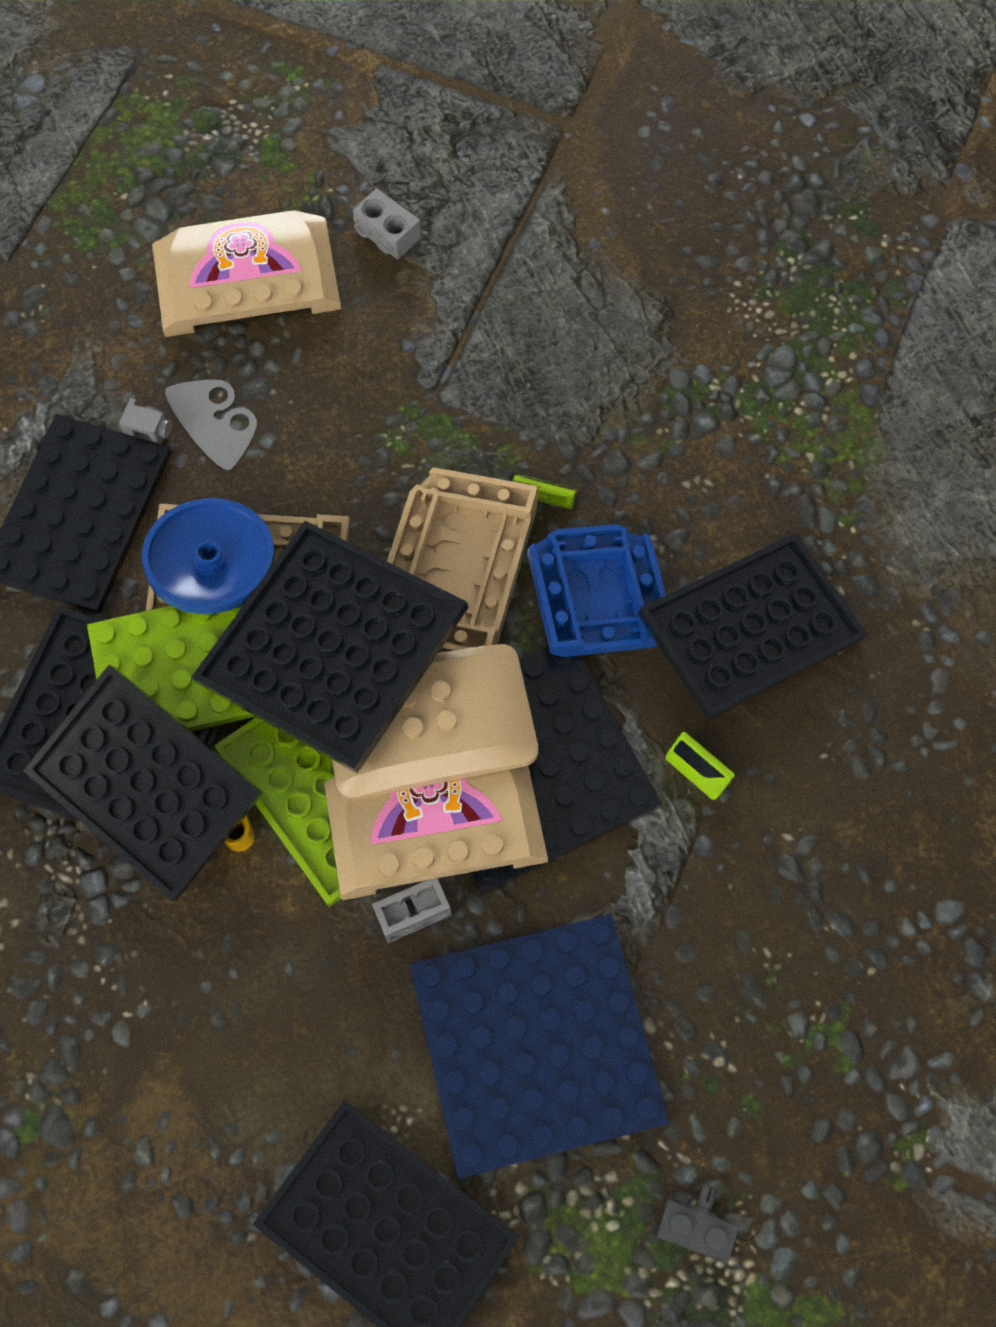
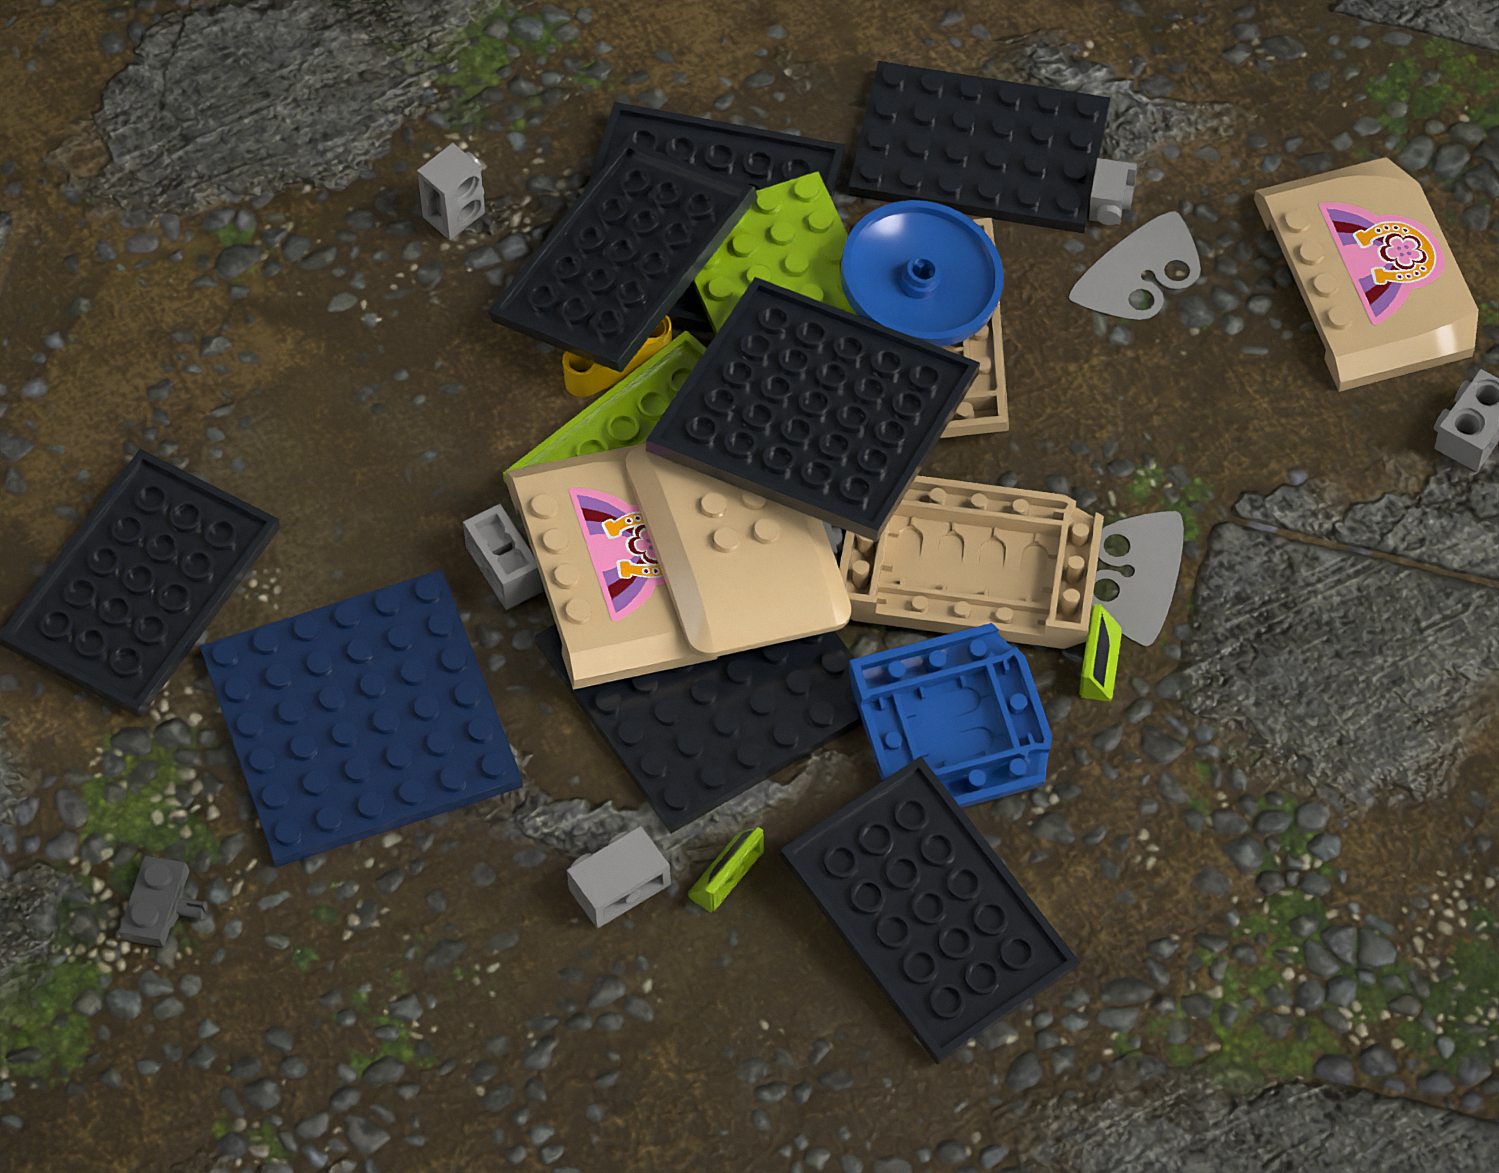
camera: 85 degrees right, 10 degrees down
(39, 922) = (451, 190): none -> light grey brick
(464, 444) = (1156, 557): none -> light grey piece
(709, 844) = (618, 876): none -> light grey brick

